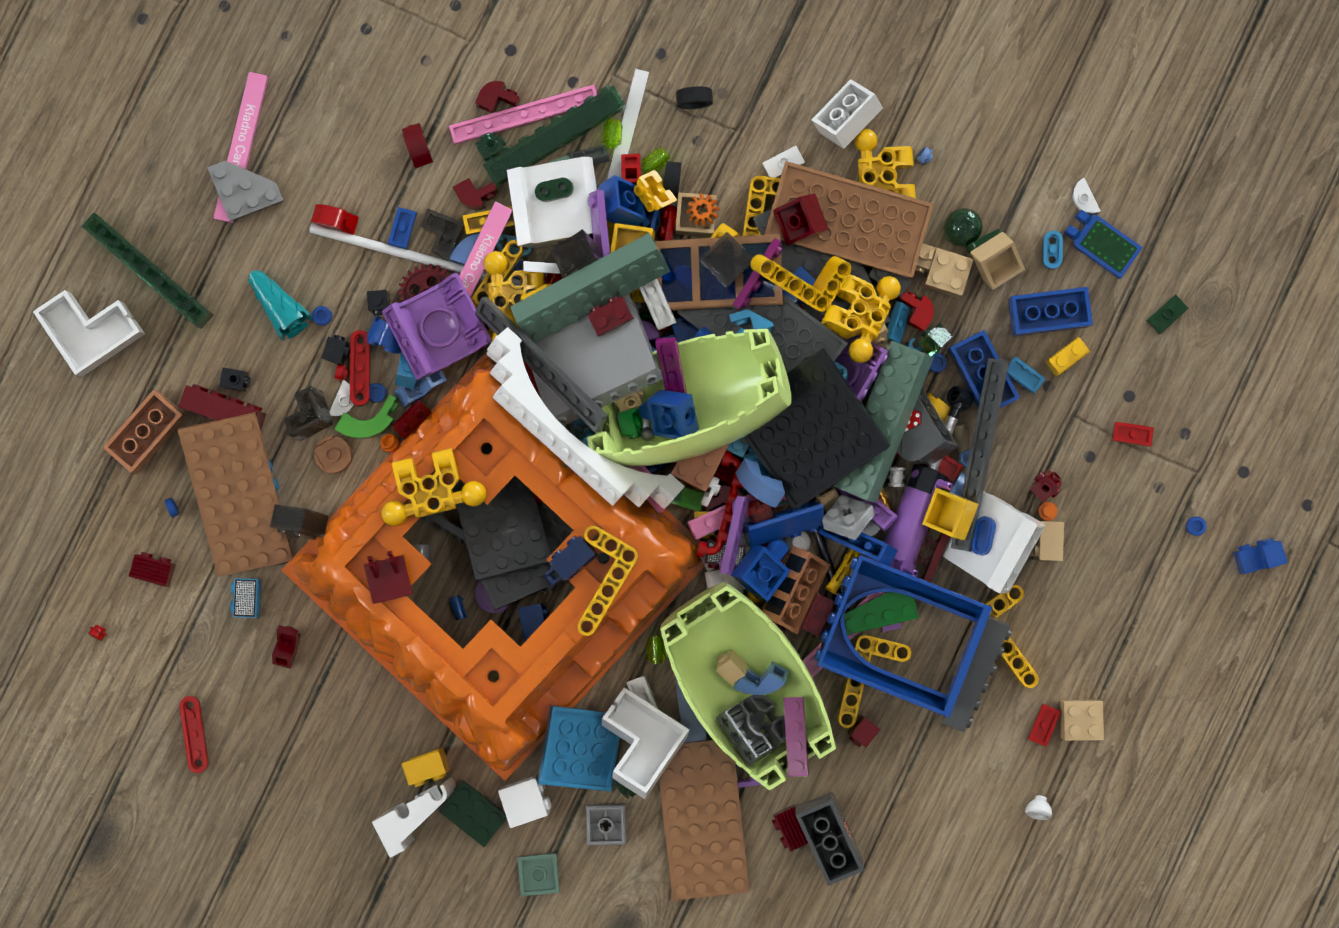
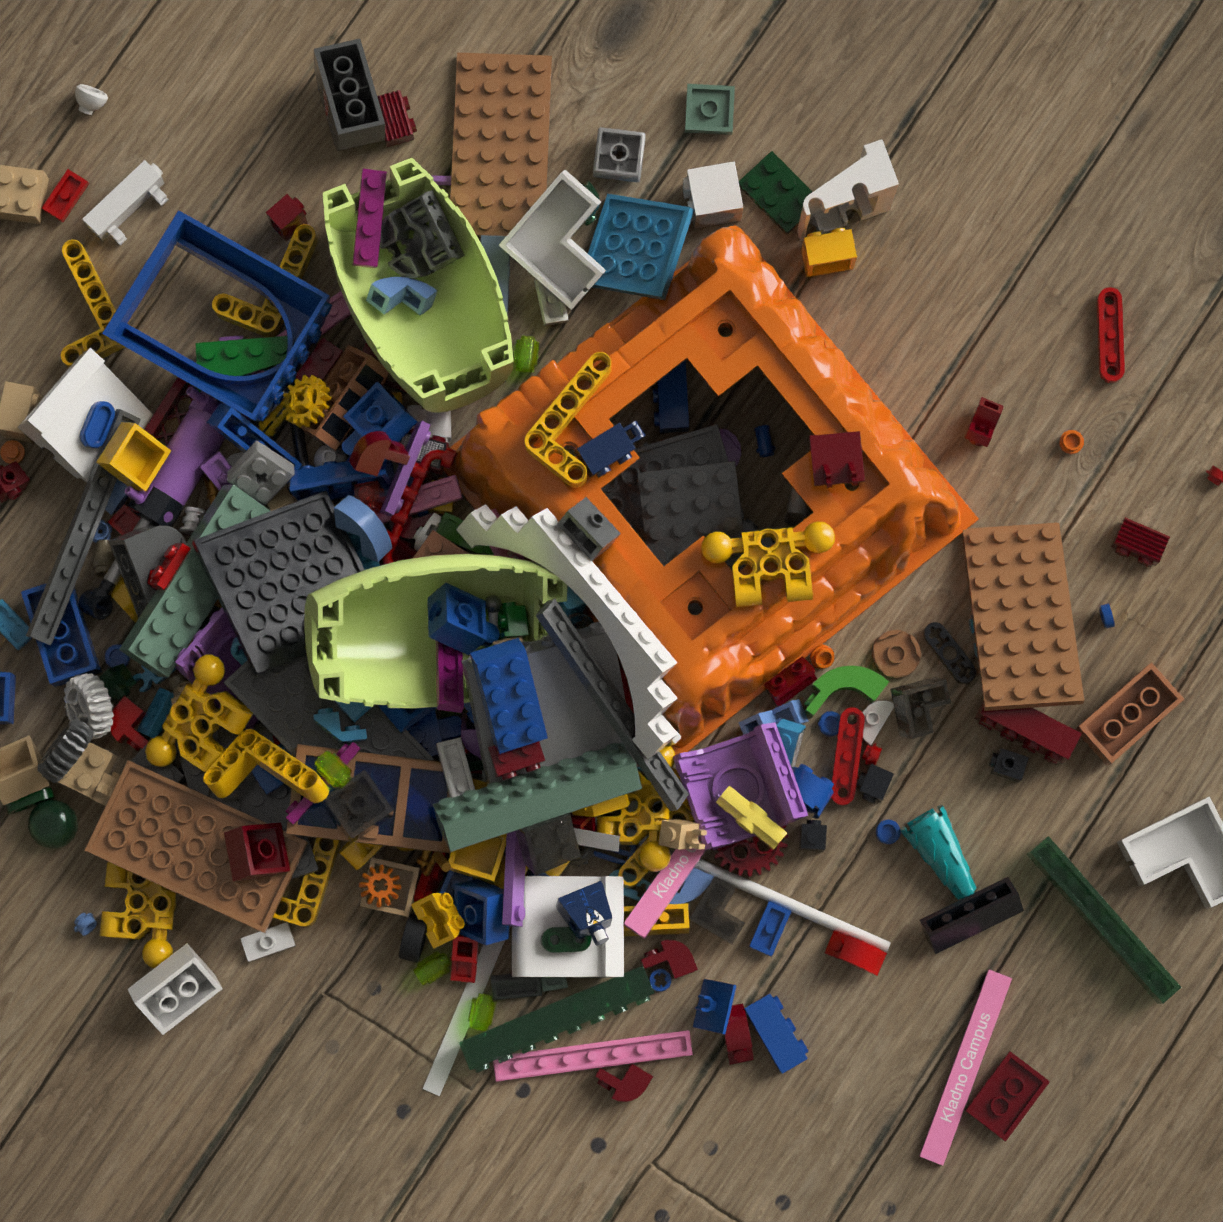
camera: 175 degrees left, 5 degrees down
(206, 129) = (1007, 1096): none -> dark red plate
(215, 643) = (1071, 442): none -> orange plate
(243, 190) = (969, 1007): light grey plate -> none
(246, 597) = (1026, 490): brick -> none
(249, 259) = (971, 915): none -> black brick
(285, 447) = (959, 653): none -> black beam
(299, 522) = (947, 569): clear smoke brick -> none
(386, 150) = (776, 1033): none -> blue brick
(425, 303) = (751, 817): none -> light yellow piece
(436, 162) = (714, 1006): none -> blue piece
(476, 280) = (681, 834): none -> tan brick
(486, 176) = (653, 981): none -> blue bush
(490, 145) = (641, 1018): clear green brick -> none
(539, 209) = (587, 912): none -> dark blue torso
(576, 492) = (588, 528): none -> dark grey brick
(621, 355) = (509, 695): none -> blue brick
(666, 235) = (428, 862): none -> pearl gold piece
(694, 97) = (368, 1040): black tyre -> none
(730, 667) = (436, 315): tan brick -> none
(749, 282) = (333, 769): none -> clear neon green brick
(760, 543) = (373, 449): none -> dark red brick
(822, 580) = (306, 401): none -> yellow gear
(908, 422) = (173, 558): none -> red plate
(951, 317) = (89, 703): none -> white gear
(961, 274) = (65, 750): none -> dark grey gear
(980, 668) = (124, 272): dark grey brick -> none
(996, 727) = (124, 201): none -> white brick

